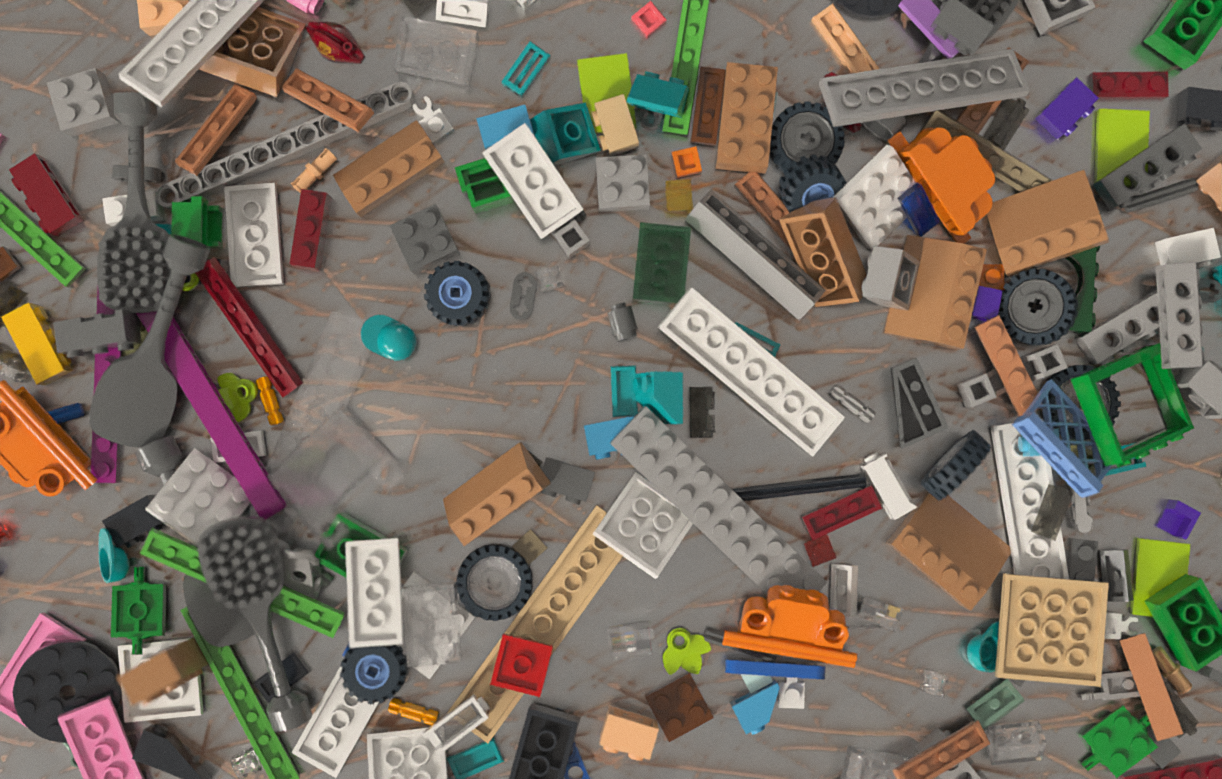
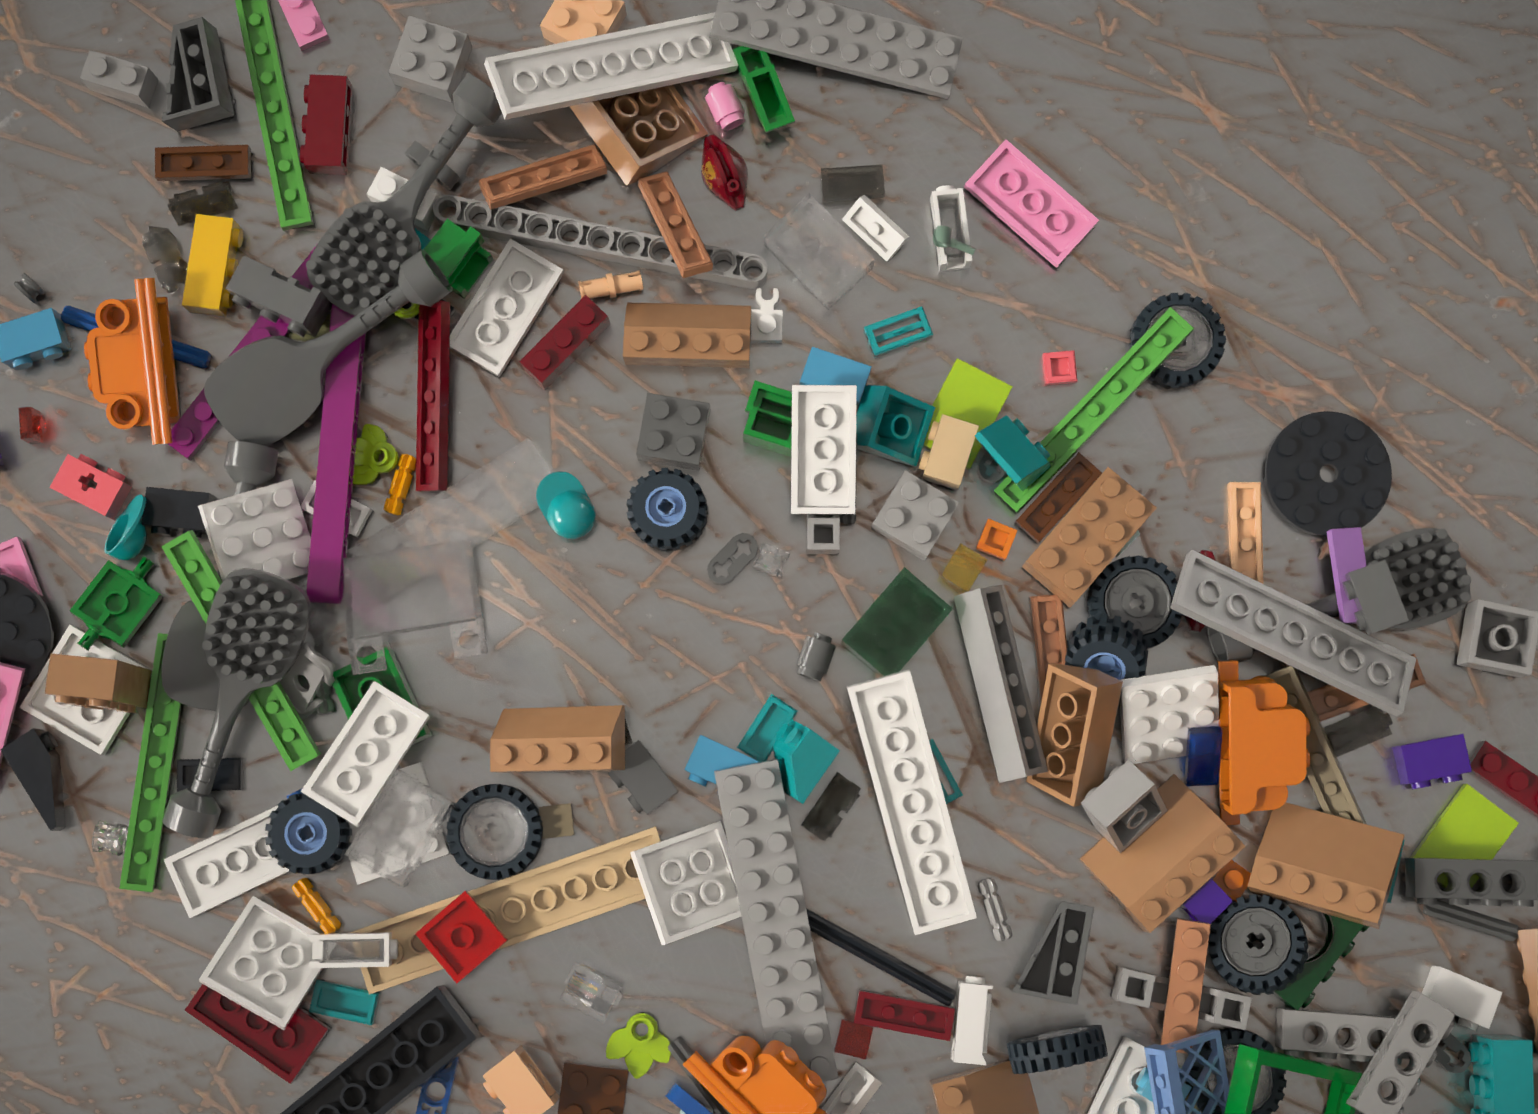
camera: 35 degrees right, 5 degrees down
(50, 550) = (73, 482): none -> coral brick

